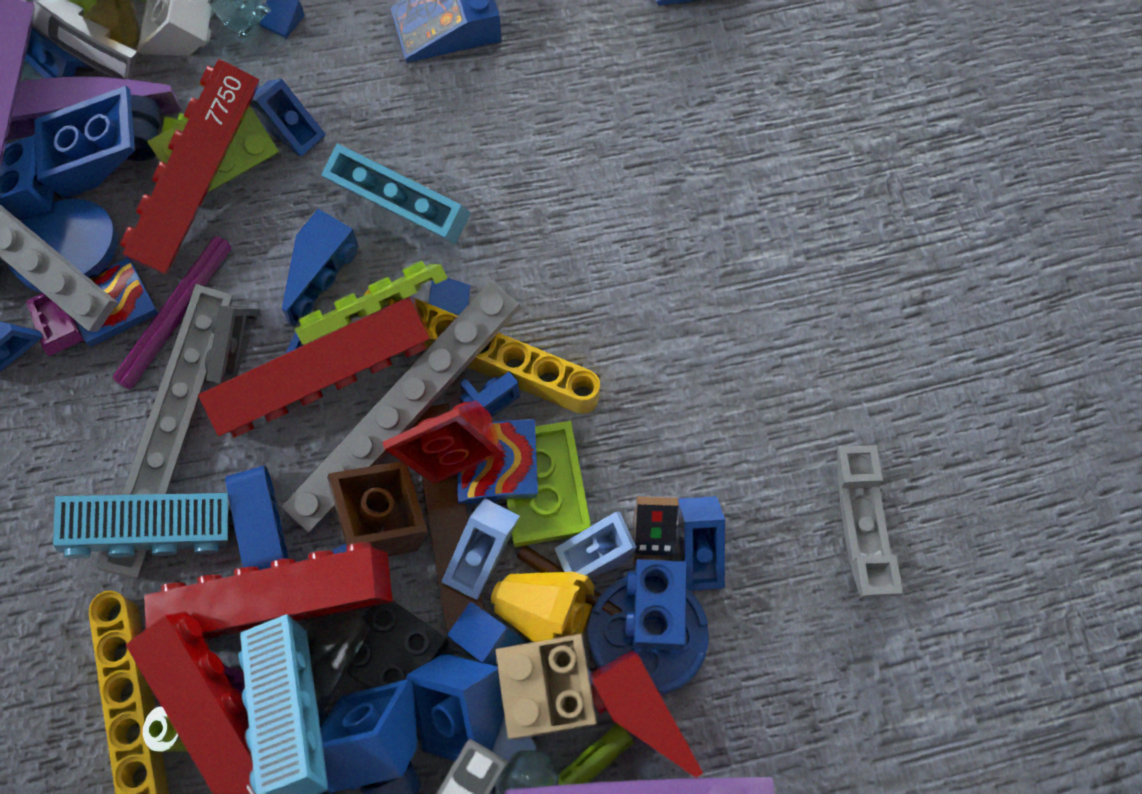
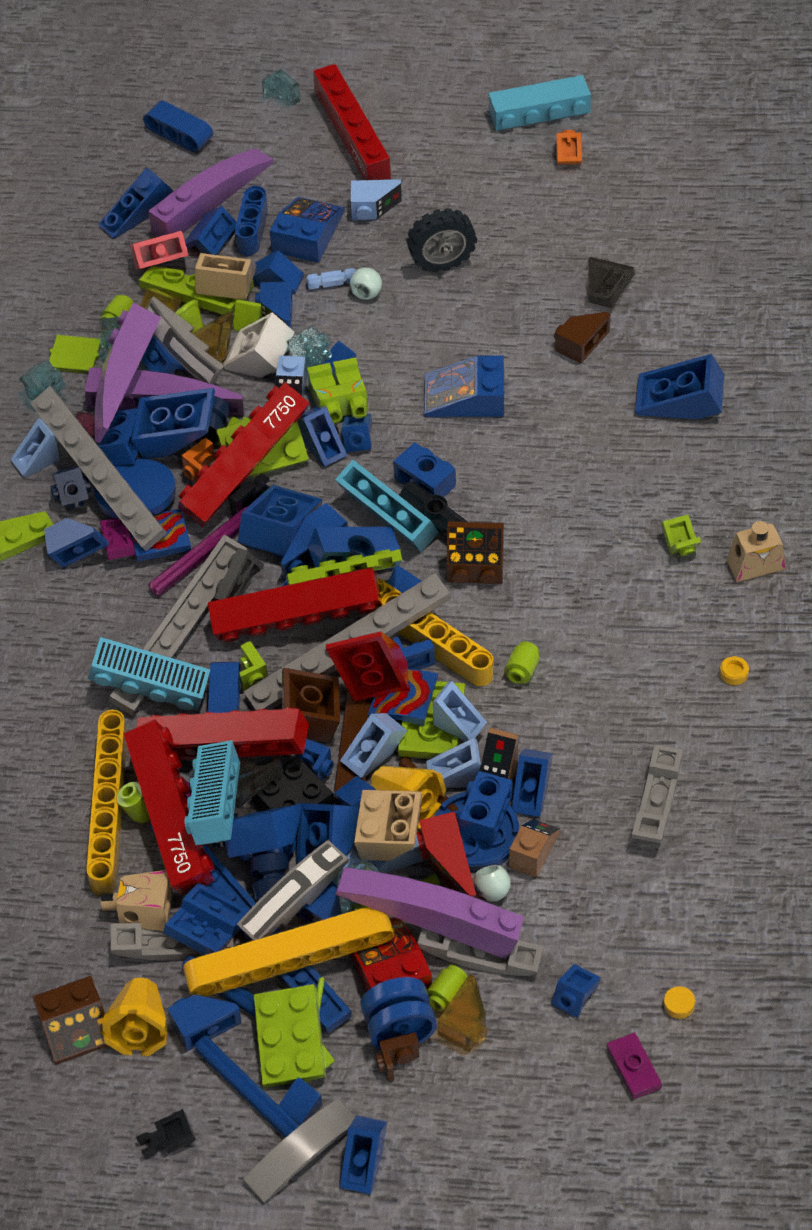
camera: 20 degrees right, 15 degrees down
(134, 183) = (197, 458): none -> orange bracket
(213, 217) = (248, 493): none -> black plate
(227, 42) = (293, 372): none -> light blue slope
(258, 244) = (275, 519): none -> blue slope
(288, 469) = (253, 666): none -> lime bracket
(296, 58) = (340, 396): none -> lime hips
(329, 102) = (357, 433): none -> blue bracket
(345, 267) = (339, 542): none -> blue arch
(413, 581) = (318, 757): none -> blue bracket
(443, 151) = (425, 469): none -> blue brick
(476, 196) = (432, 506): none -> black piece
(529, 233) = (475, 552): none -> slope
(581, 476) = (456, 714): none -> light blue slope
(632, 371) = (522, 662): none -> lime brick
(701, 717) = (491, 883): none -> light aqua piece
(735, 638) = (532, 847): none -> medium nougat slope
(767, 149) = (680, 535): none -> lime bracket
(875, 145) = (756, 552): none -> tan torso
(891, 313) = (734, 670): none -> yellow tile

